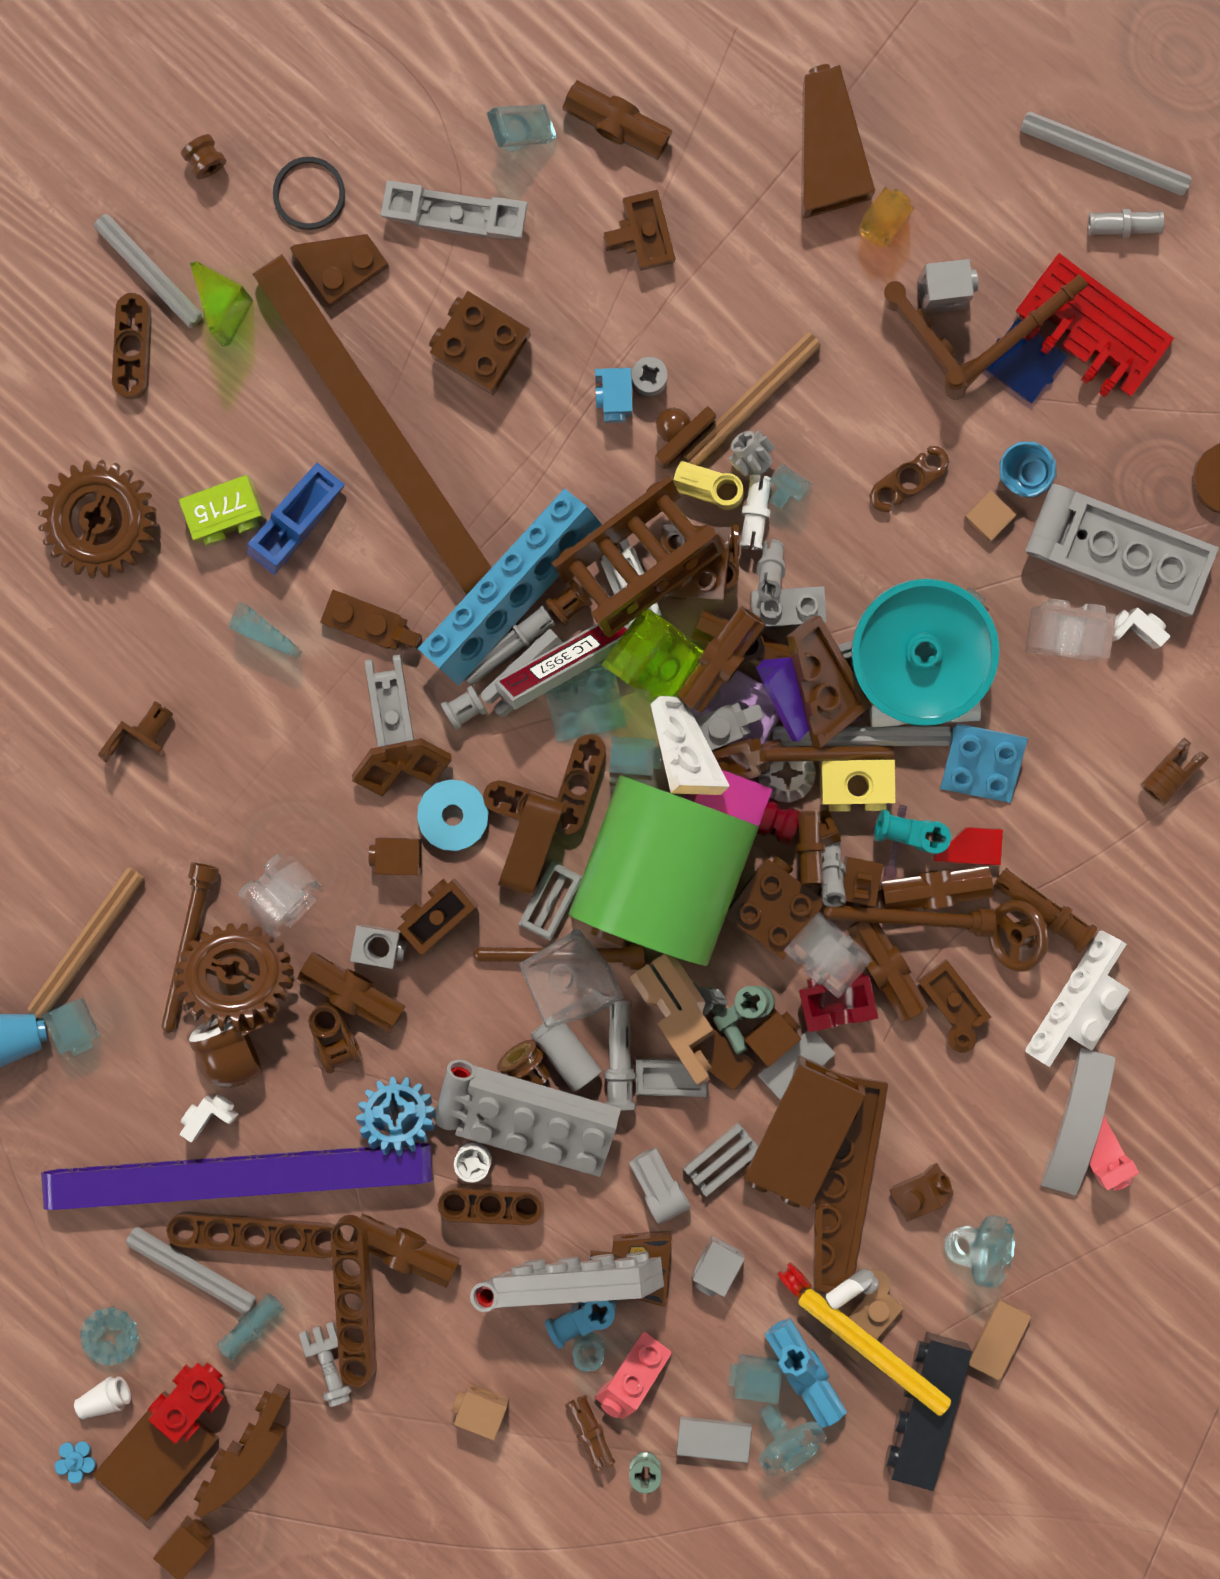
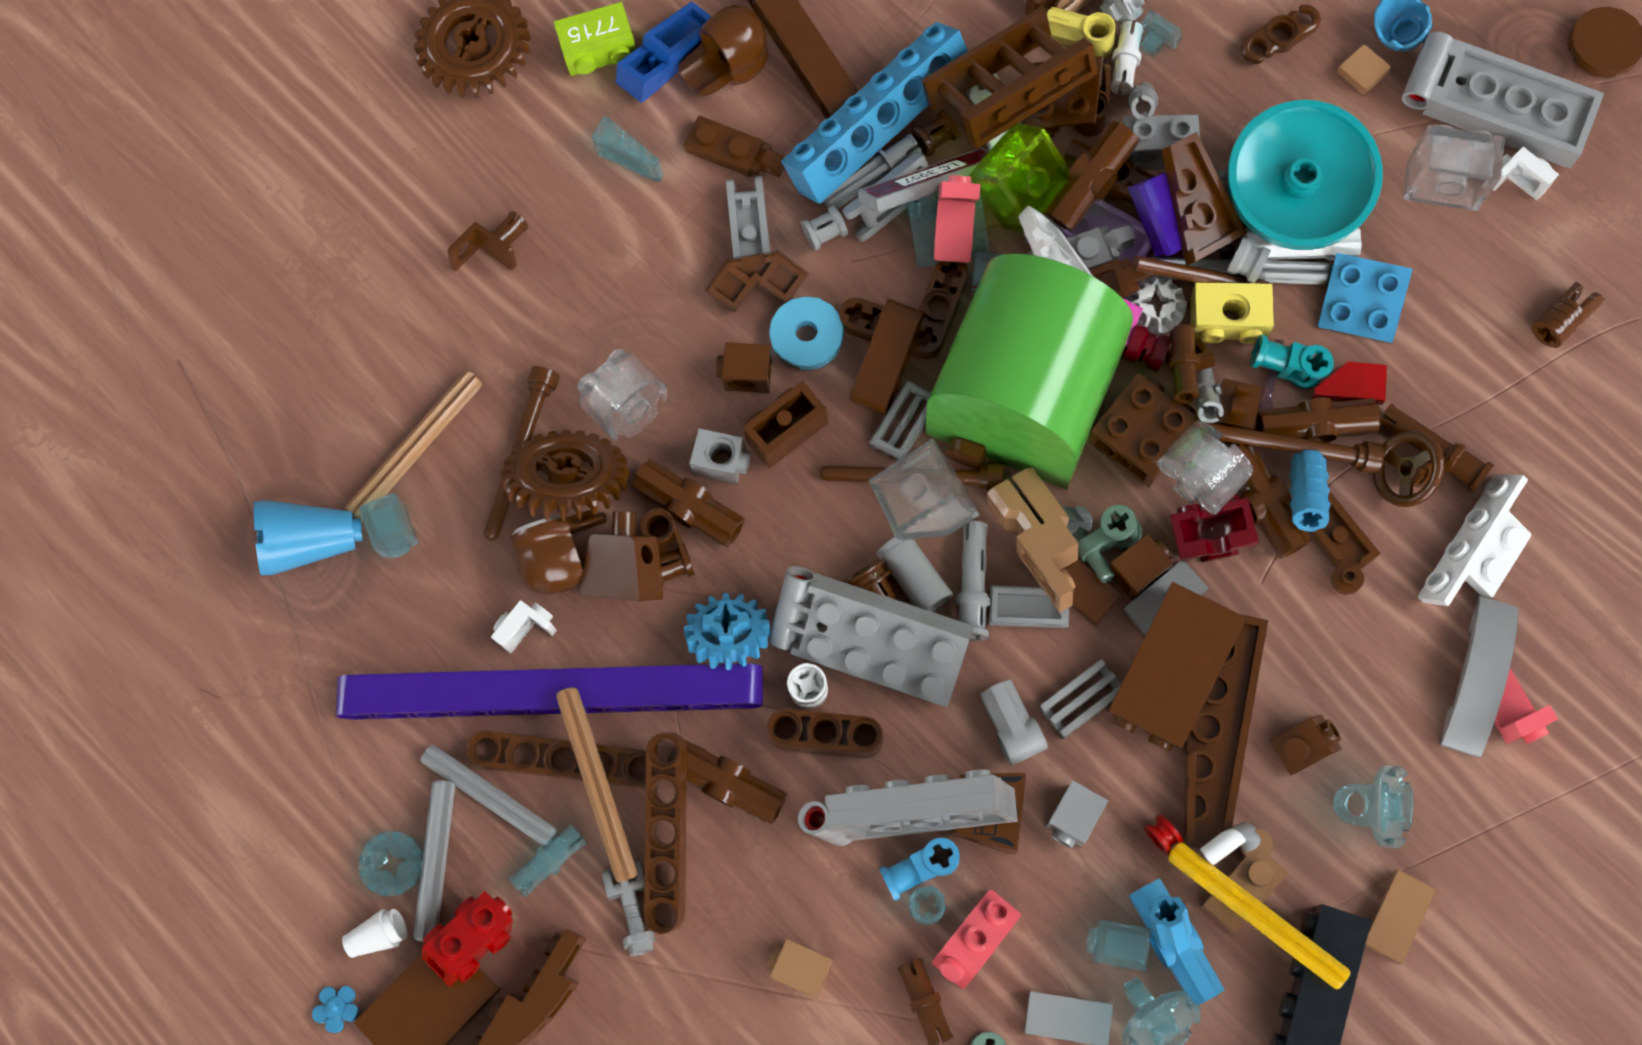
camera: 10 degrees right, 15 degrees down
(148, 1331) = (434, 858): none -> light grey axle
(287, 1263) = (596, 784): none -> medium nougat axle
(295, 1062) = (622, 563): none -> reddish brown torso
(356, 523) = (742, 41): none -> reddish brown piece
(590, 707) = (955, 219): none -> coral bracket
(872, 737) = (1248, 260): none -> light grey wheel
(926, 964) = (1309, 490): none -> dark azure axle

